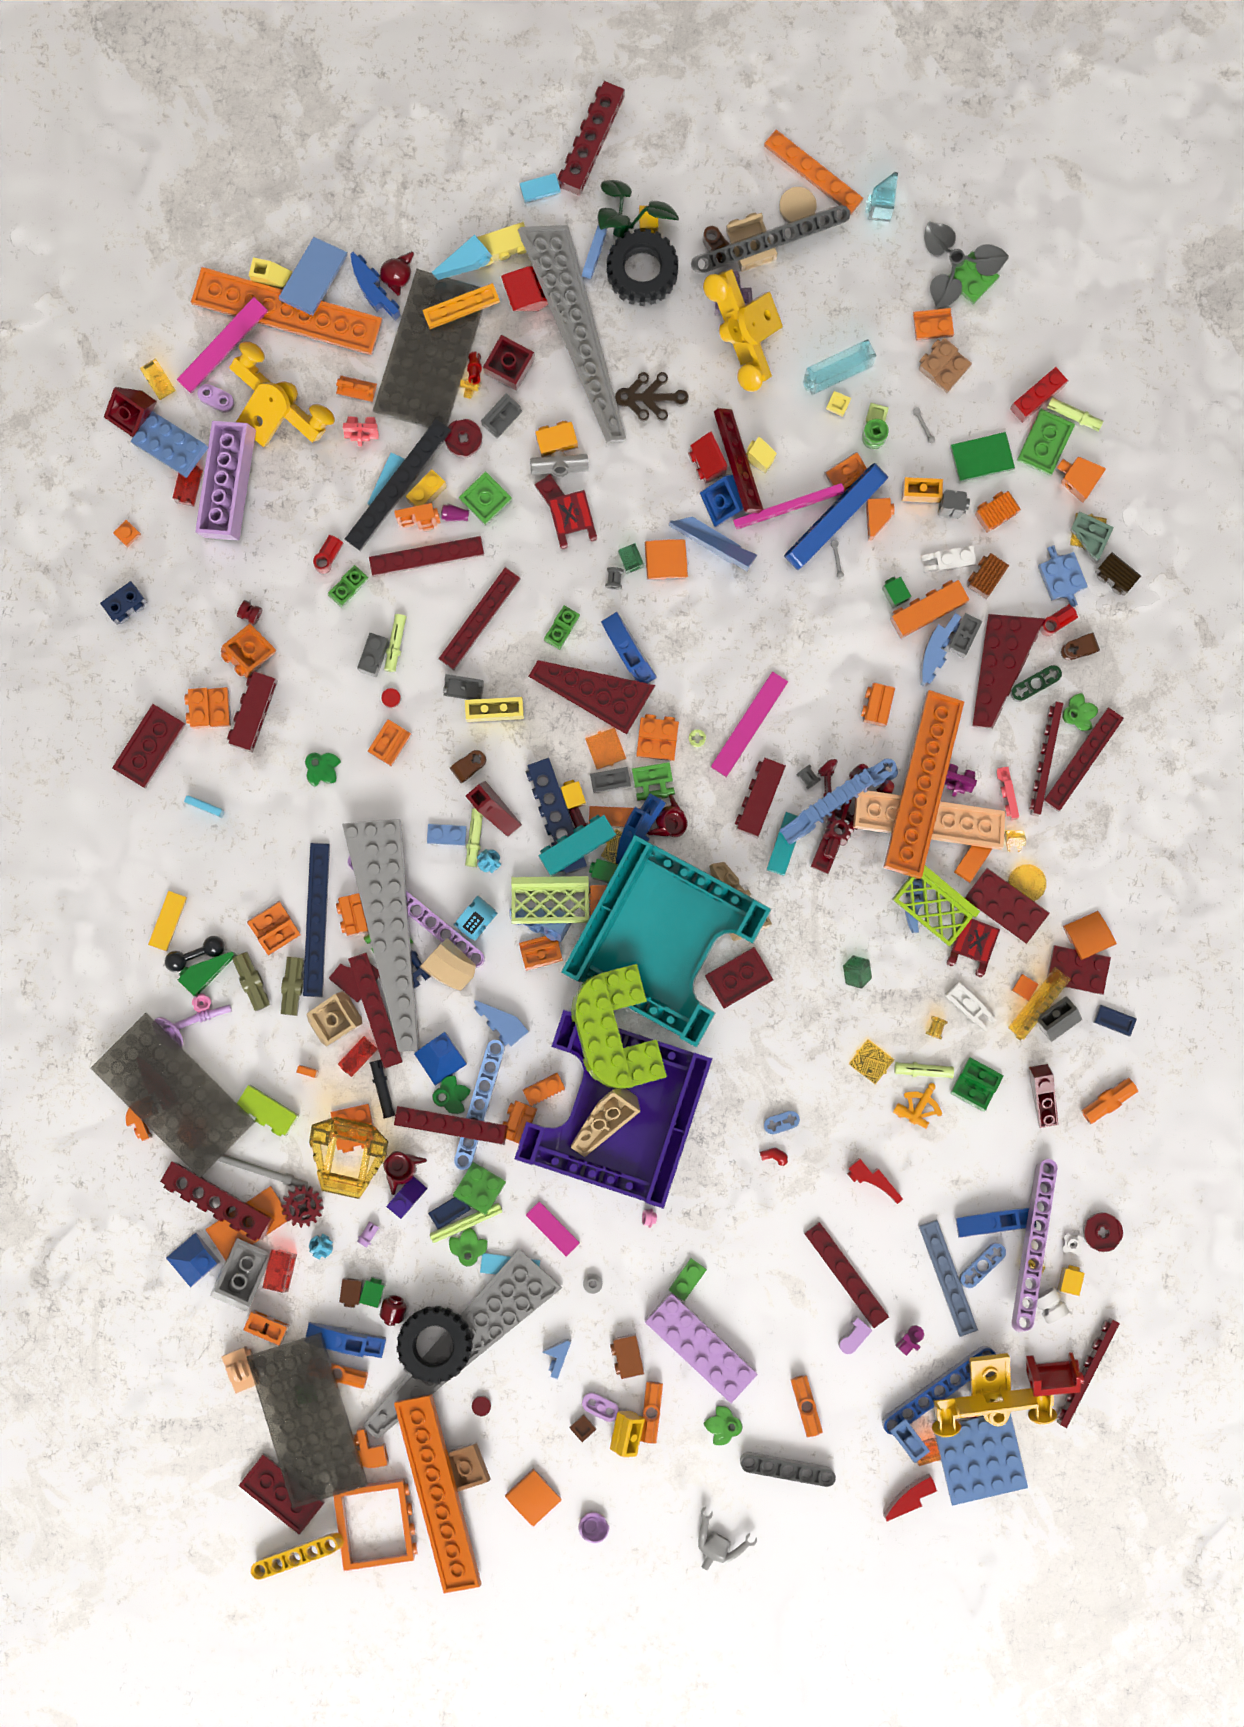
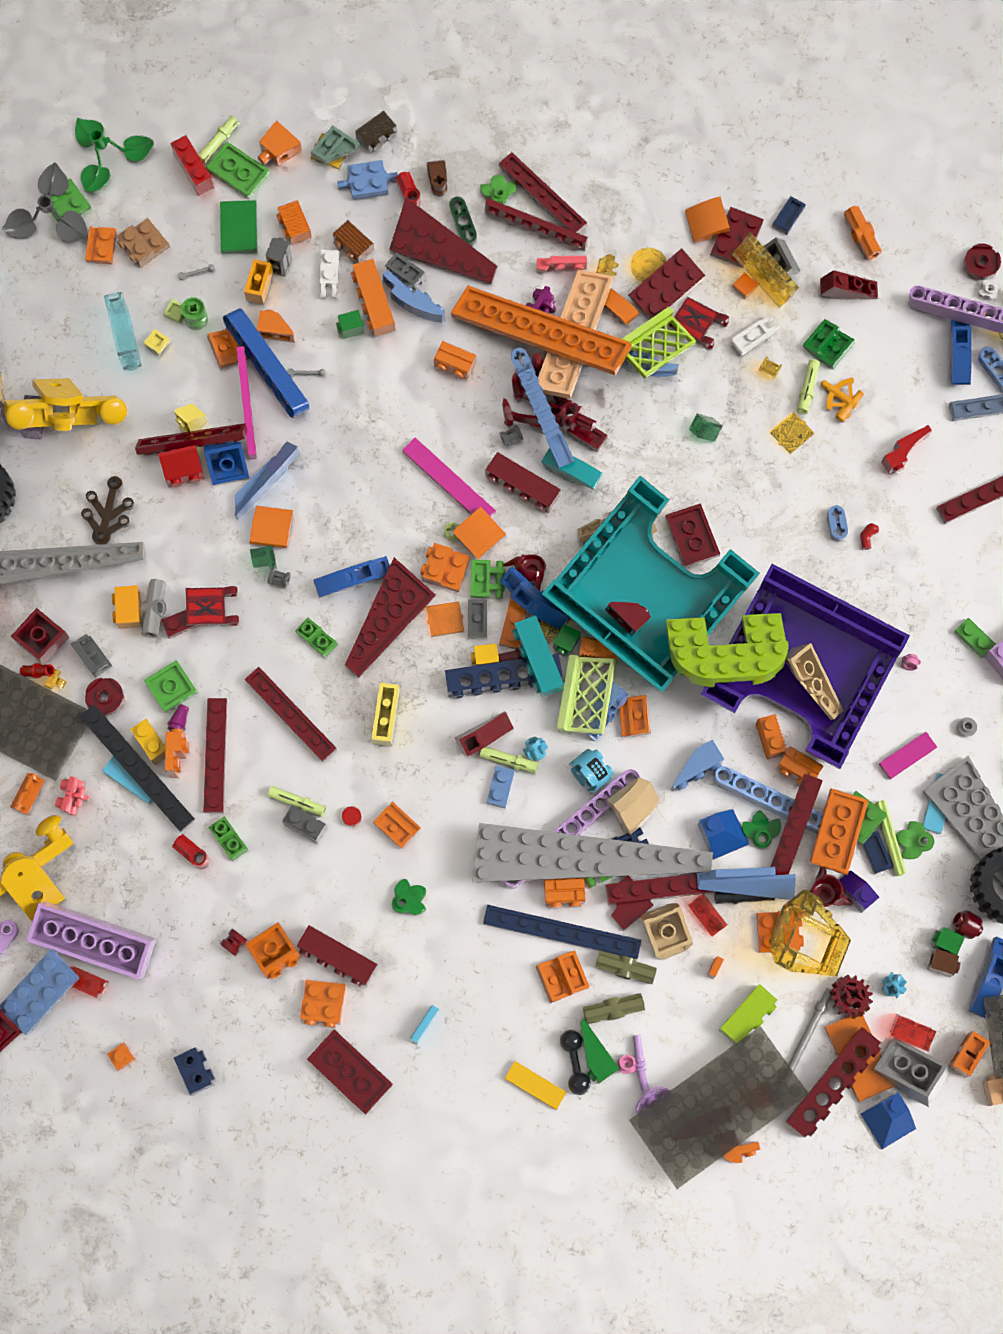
camera: 80 degrees left, 10 degrees down
(367, 1235) = (889, 937): lavender pin -> none
(393, 1089) = (749, 881): none -> medium blue wedge
(458, 1169) = (838, 831): none -> orange tile
(463, 687) = (356, 742): dark grey hinge -> none
(466, 768) = (437, 754): reddish brown piece -> none
(634, 927) = (628, 615): none -> dark red slope
(698, 764) = (479, 533): none -> orange slope
(1054, 283) = (92, 133): none -> green plant

